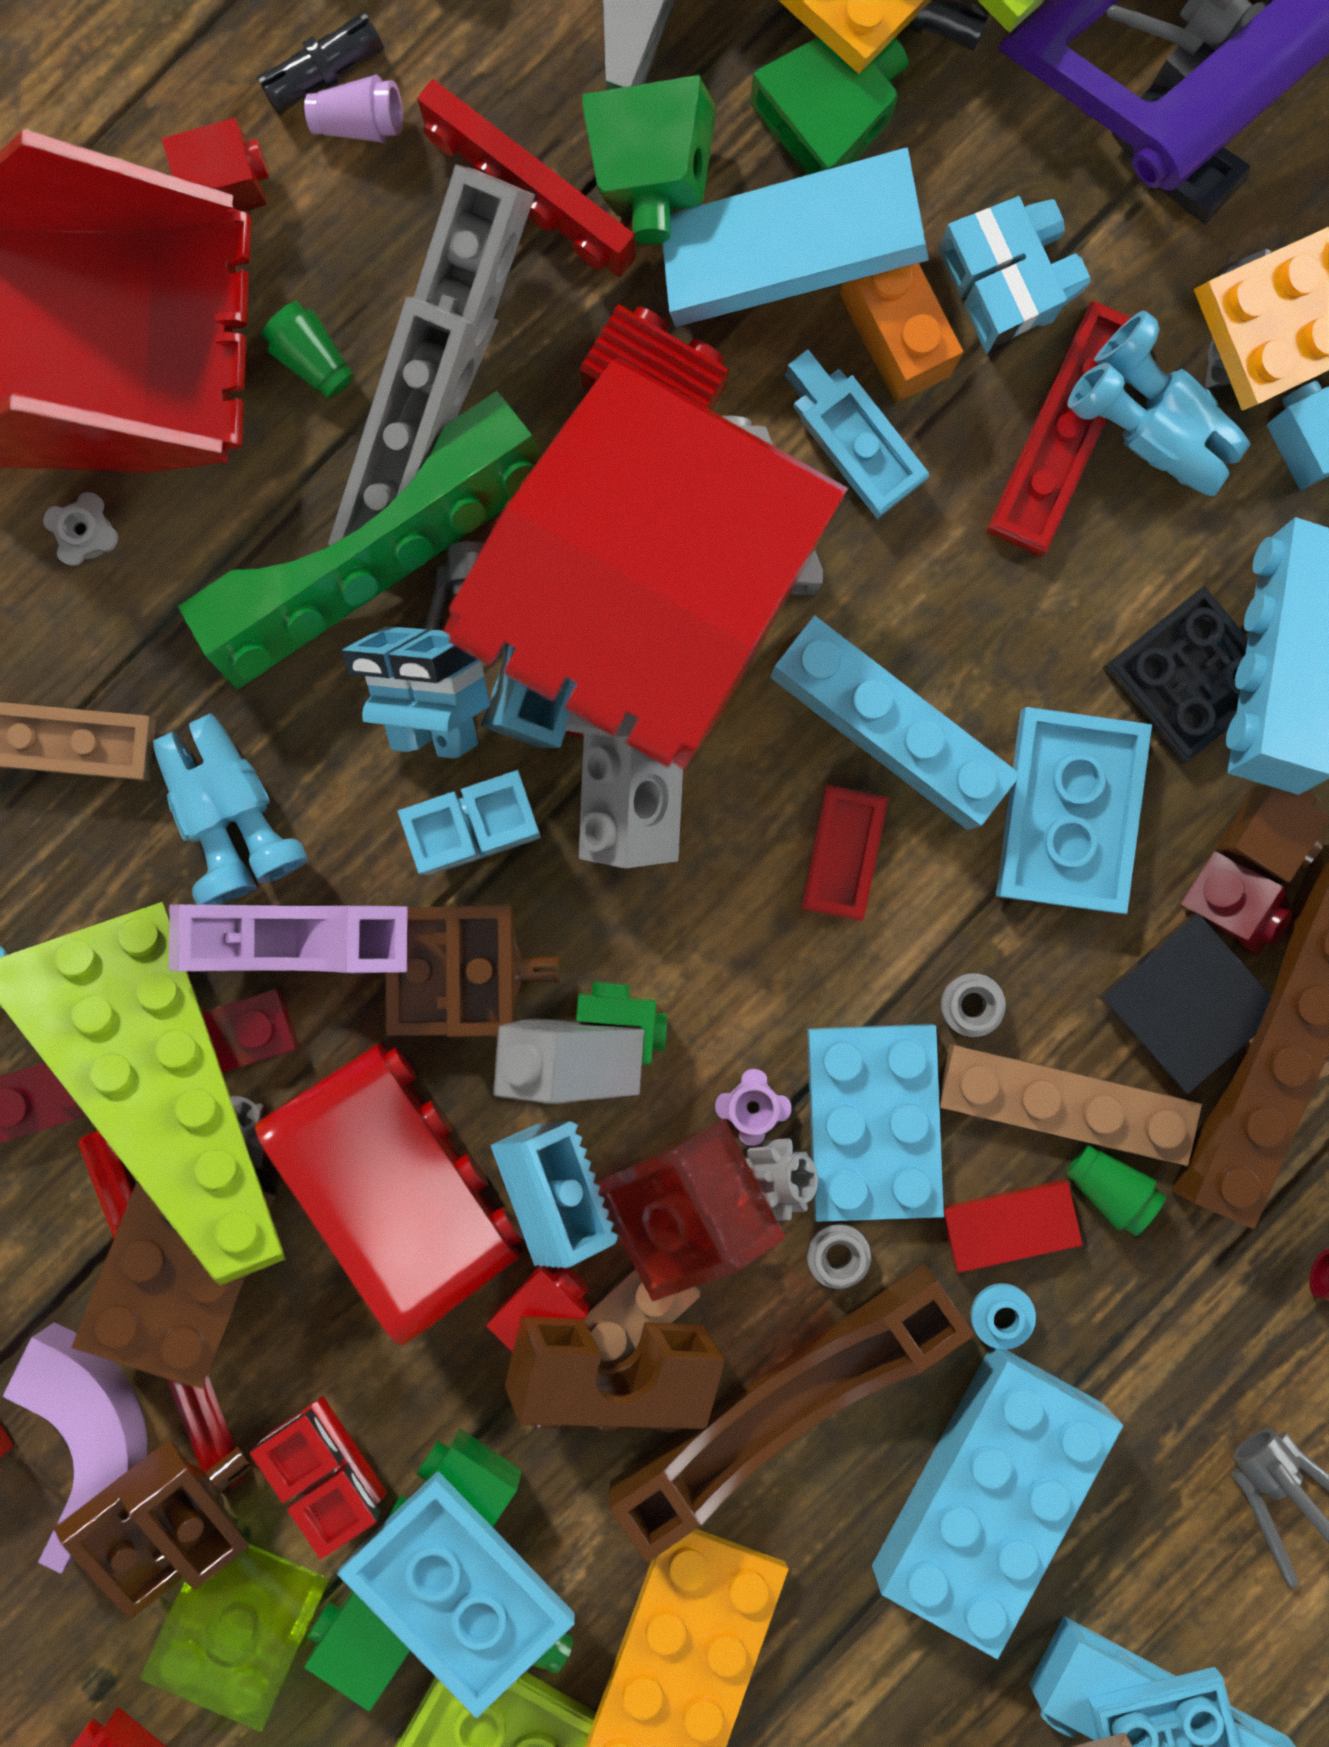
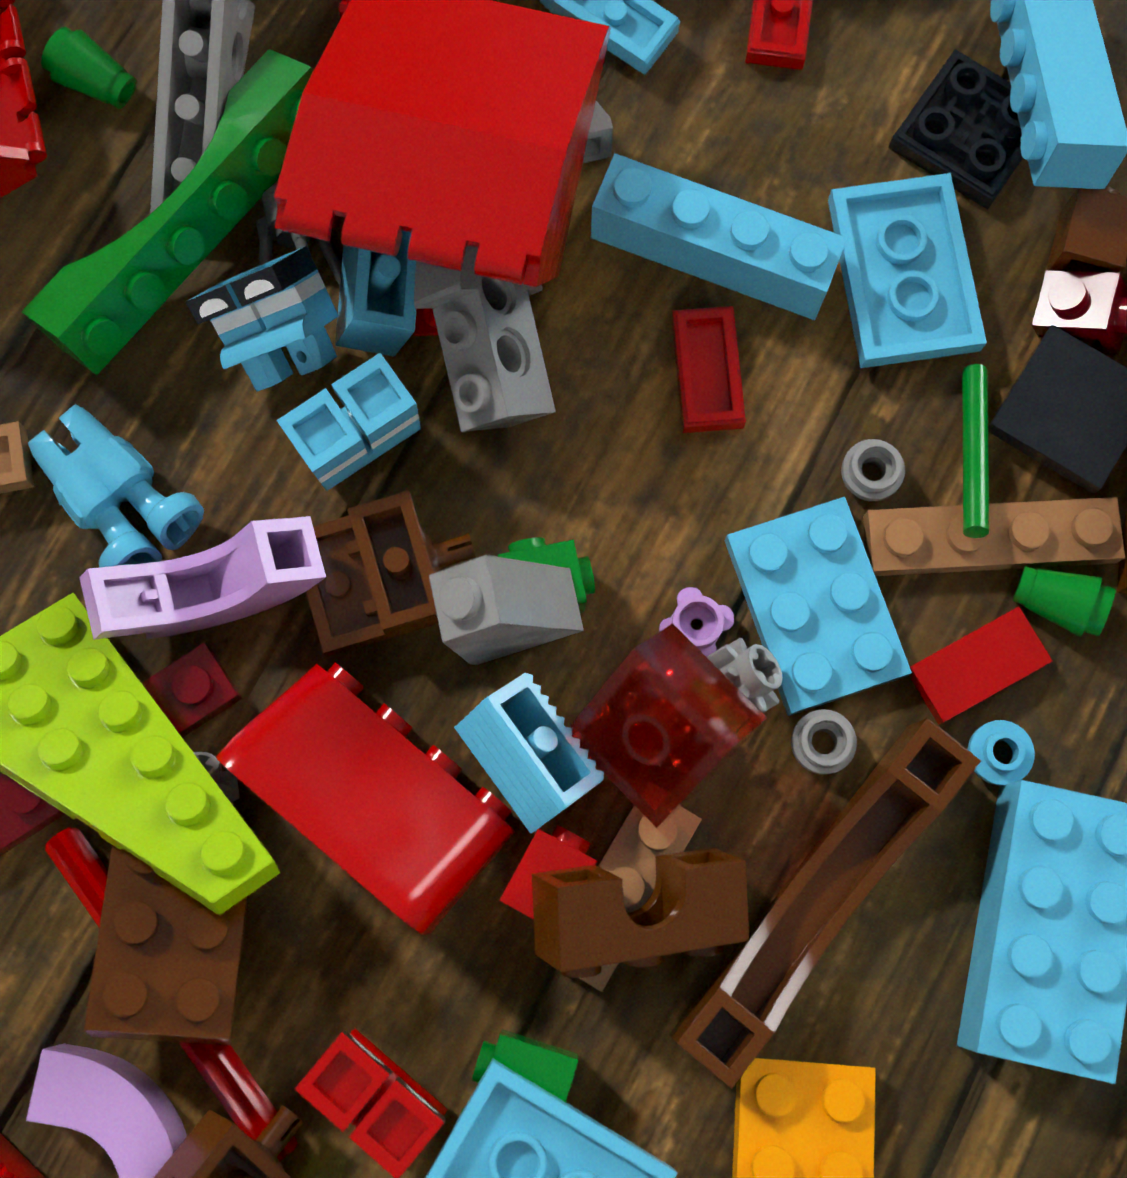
camera: 10 degrees left, 10 degrees down
(1078, 1019) = (975, 451): none -> green bar

